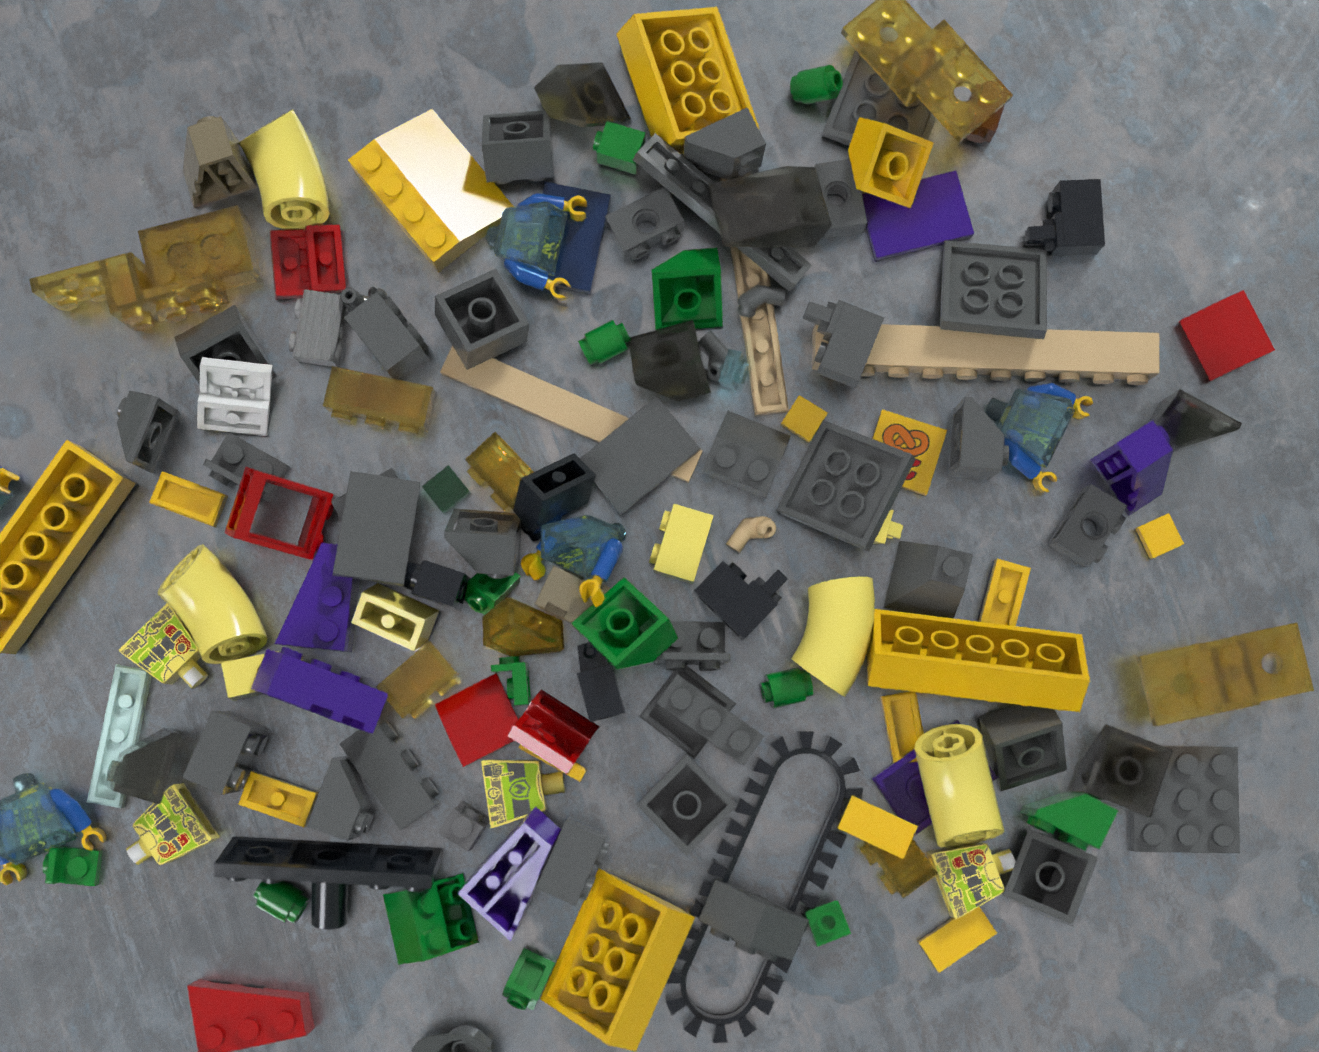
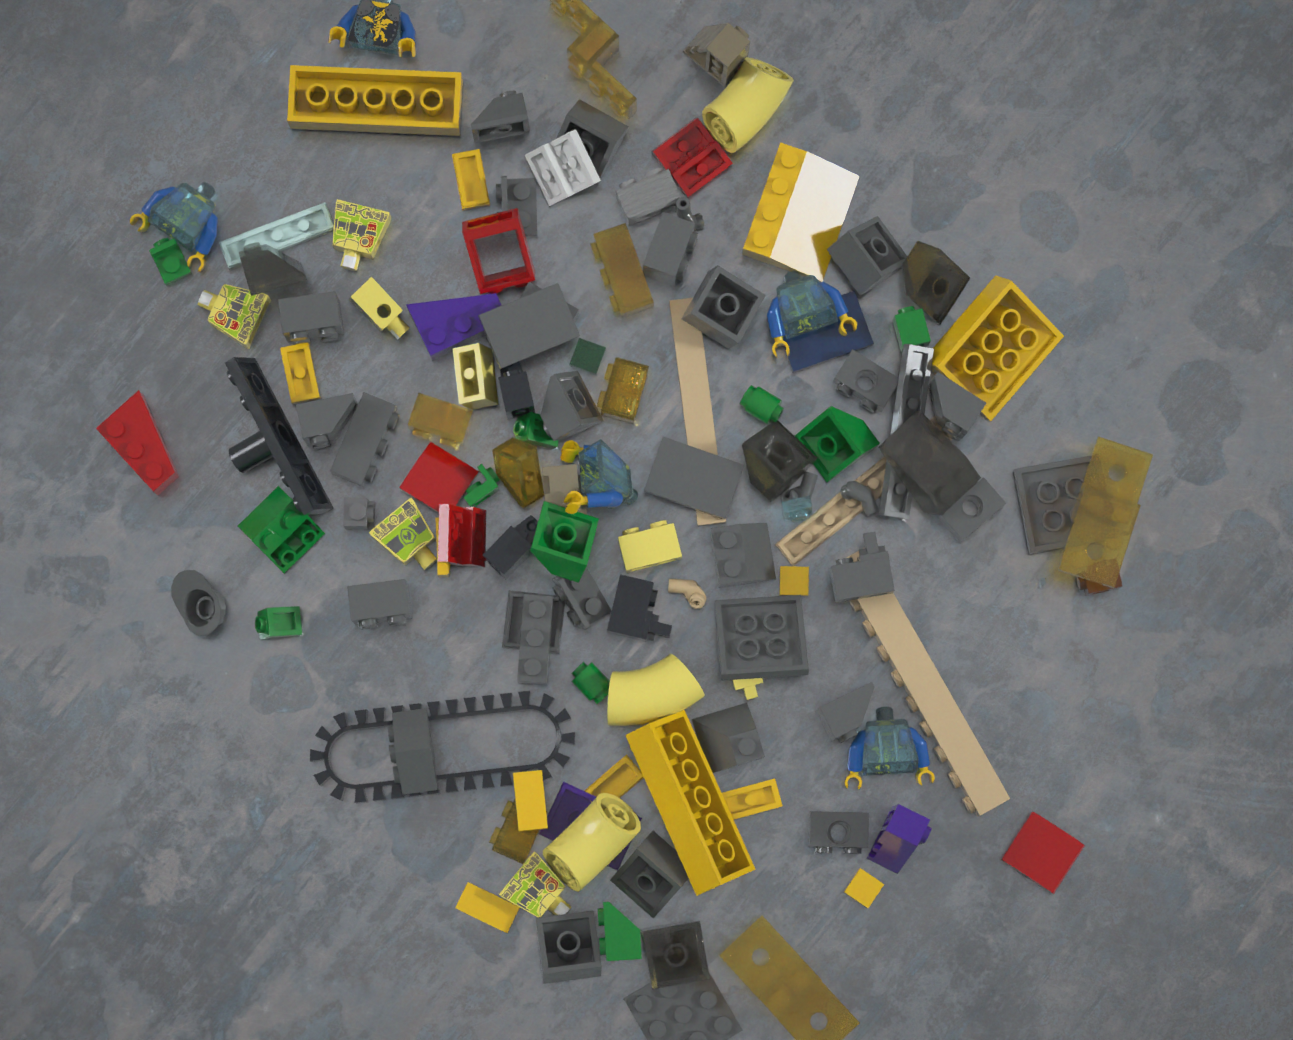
camera: 55 degrees right, 0 degrees up
(200, 245) = (652, 78): clear yellow brick -> none
(213, 607) = (405, 246): light yellow brick -> none
(281, 901) = (232, 418): green brick -> none
(319, 690) = (393, 355): dark purple wedge -> none
(509, 875) = (338, 564): wedge -> none
(552, 493) = (629, 433): black hinge -> none
(617, 960) = (330, 675): yellow slope -> none
(686, 805) = (466, 659): dark grey brick -> none
(816, 84) = (1045, 443): green brick -> none
(827, 923) = (442, 807): green bracket -> none
(887, 161) = (1016, 528): yellow slope -> none
(916, 438) = (825, 670): yellow tile -> none
(935, 216) = (995, 573): dark purple tile -> none
(994, 290) = (969, 660): dark grey plate -> none
(1076, 222) = (1058, 694): black hinge -> none
(1192, 421) = (953, 857): clear smoke slope -> none

